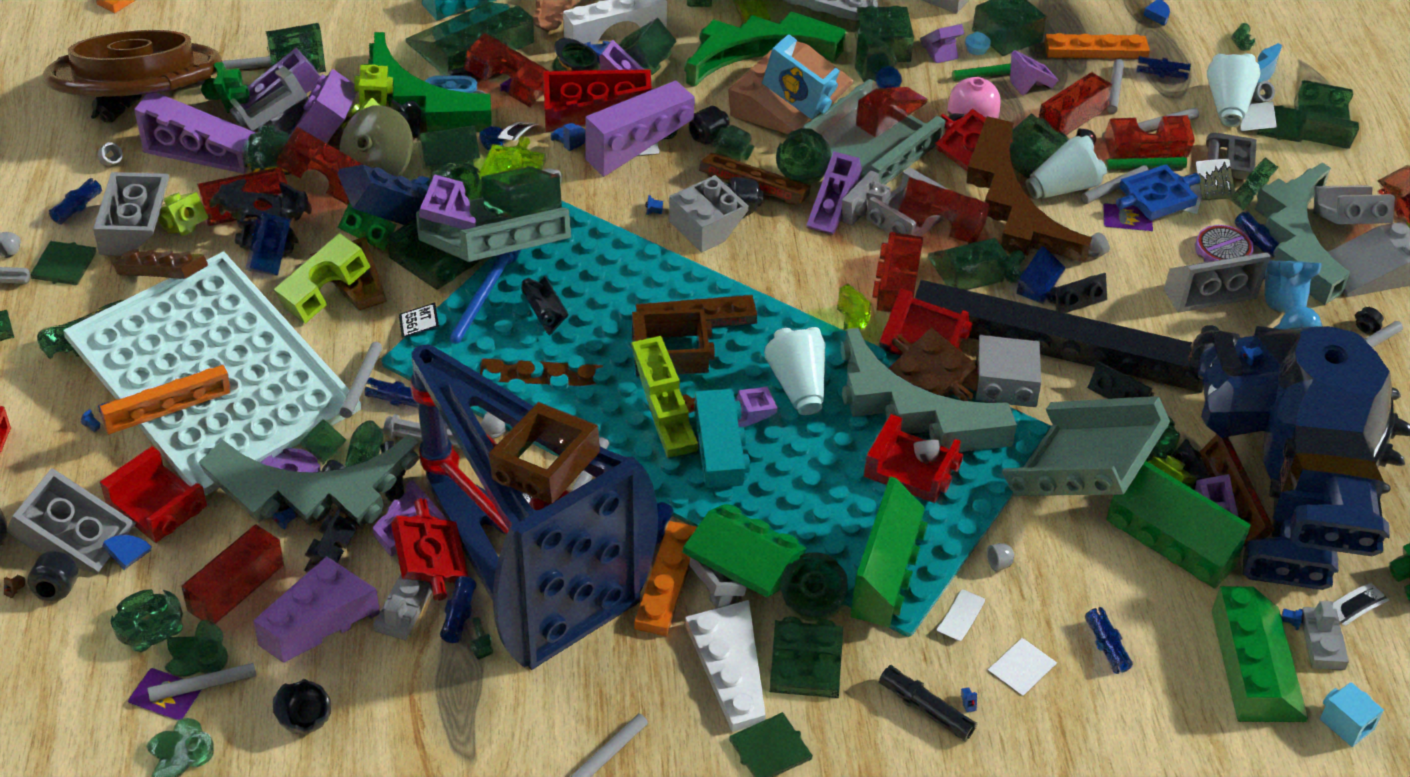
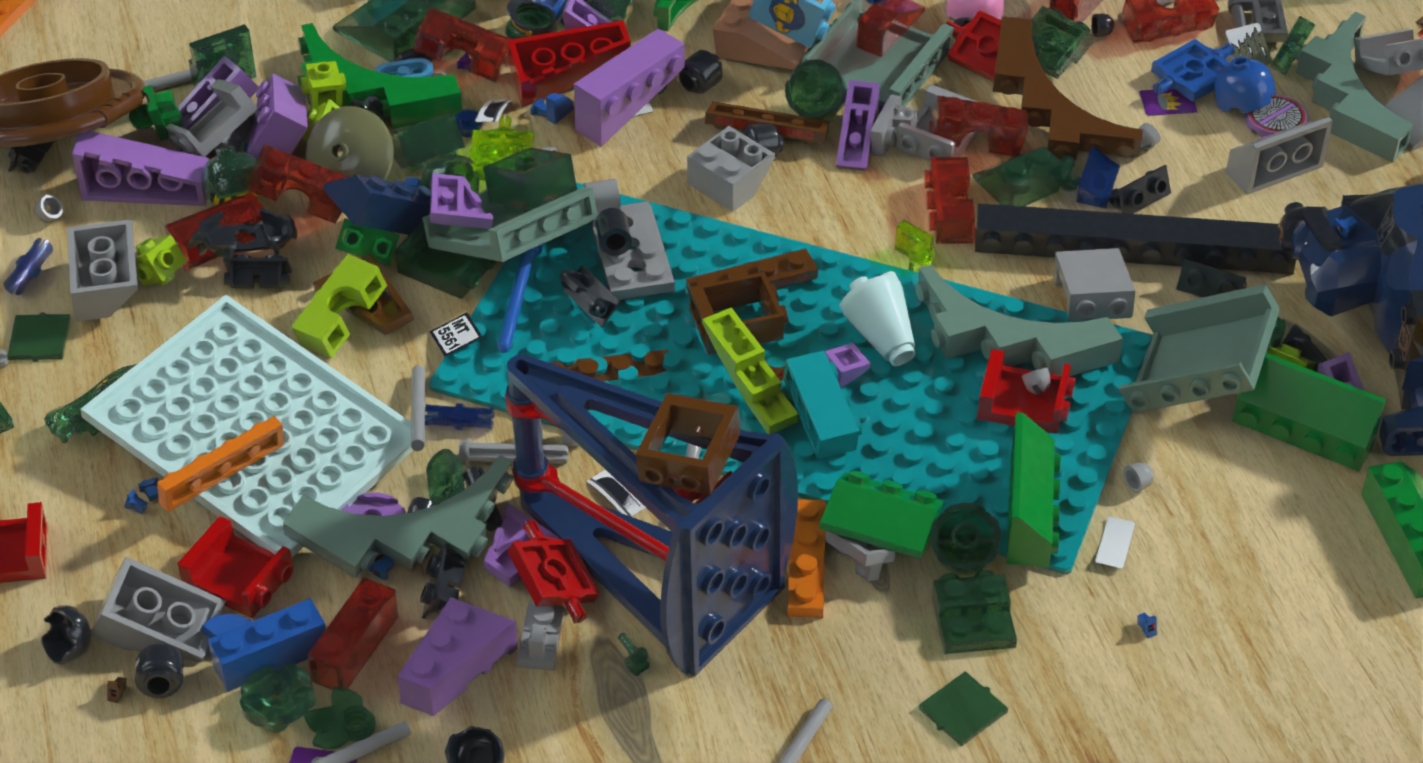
camera: 10 degrees left, 0 degrees up
(152, 567) = (268, 641): none -> blue brick
(160, 264) = (157, 320): reddish brown plate -> none
(267, 244) = (264, 278): clear blue slope -> none
(323, 441) = (399, 480): clear green plate -> none
(458, 609) = (600, 628): clear blue pin -> none
(580, 251) = (613, 231): none -> black brick
(581, 259) = (649, 250): none -> light grey hinge
(653, 206) = (666, 169): blue piece -> none
(730, 660) = (896, 628): white wing -> none
(733, 143) = (733, 87): clear green head -> none
(915, 317) = (999, 258): red panel -> none
(917, 695) = (1102, 632): black pin -> none
(933, 365) = (1018, 290): reddish brown plate -> none
(1022, 666) = (1190, 582): white sticker -> none
(1067, 170) = (1096, 61): light aqua cone -> none
(1108, 640) = (1269, 540): clear blue pin -> none
(1109, 186) = (1142, 71): light grey bar -> none
(1133, 163) = (1171, 40): green bar -> none
(1200, 213) = (1244, 85): none -> blue cylinder
(1221, 460) = (1335, 340): reddish brown plate -> none
(1257, 233) = (1306, 97): clear blue pin -> none
(1288, 292) = (1356, 154): dark azure animal -> none

